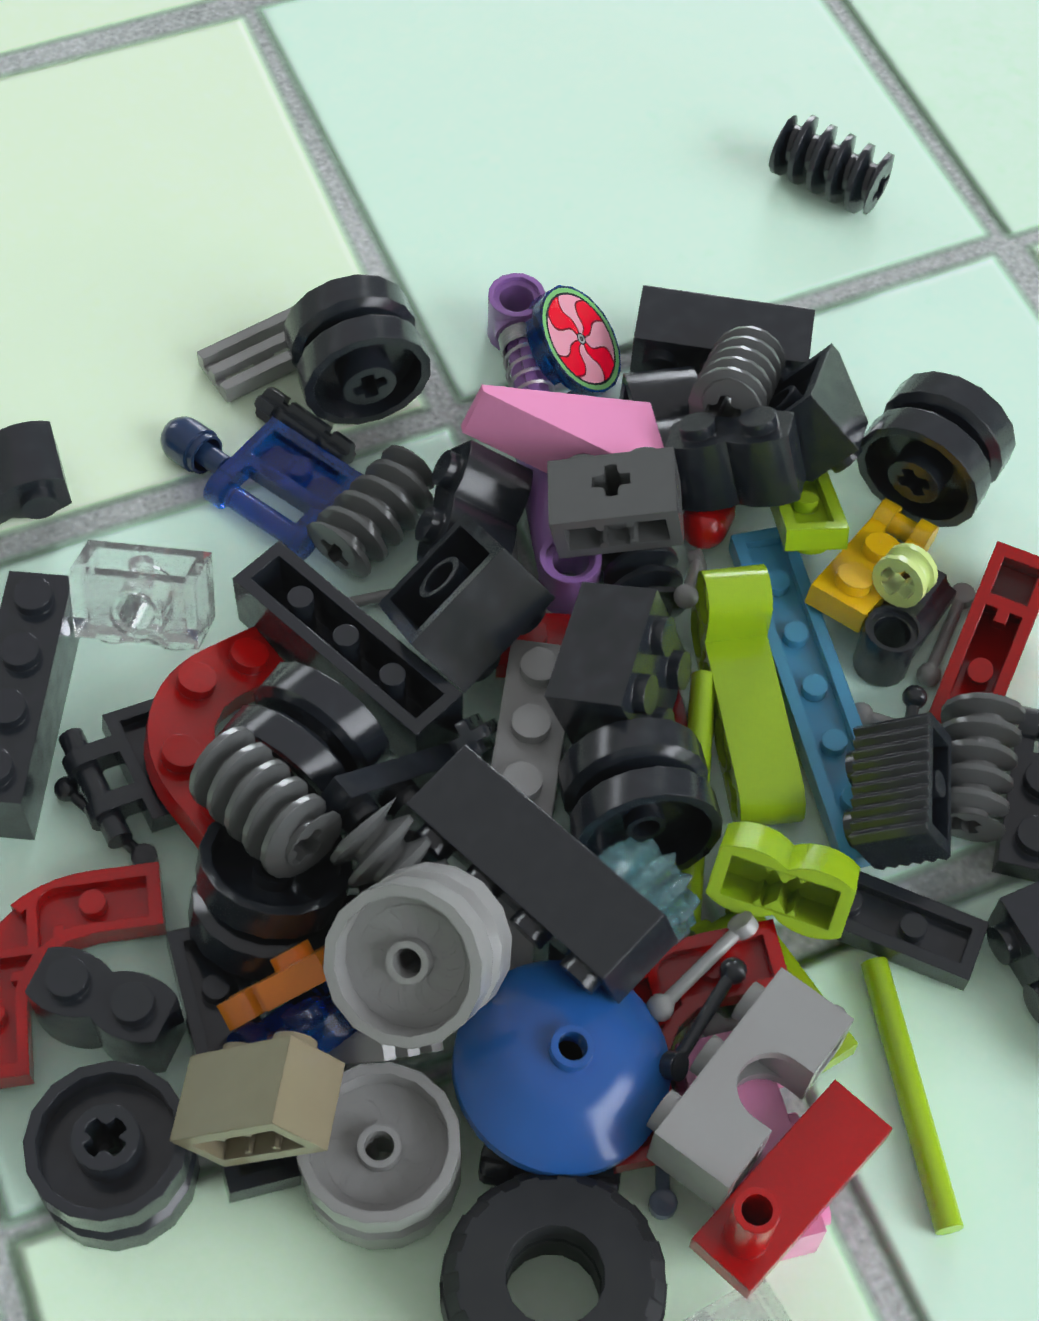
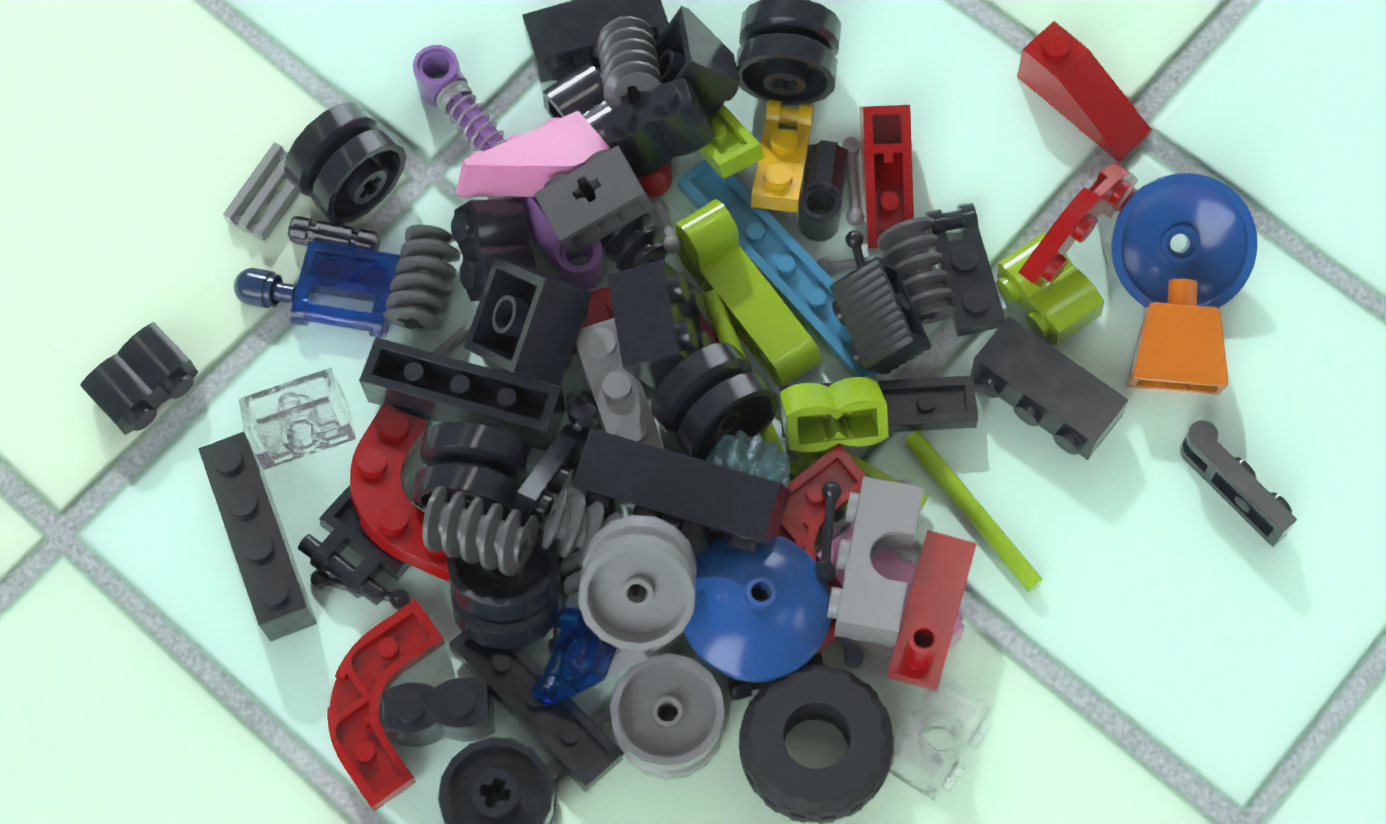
camera: 20 degrees left, 10 degrees up
(258, 1100) = (582, 722): dark tan brick -> none
(296, 972) = (555, 632): orange plate -> none
(573, 342) = (494, 82): tile -> none
(740, 928) = (822, 459): light grey hinge -> none
(893, 586) = (812, 159): yellowish green bush -> none

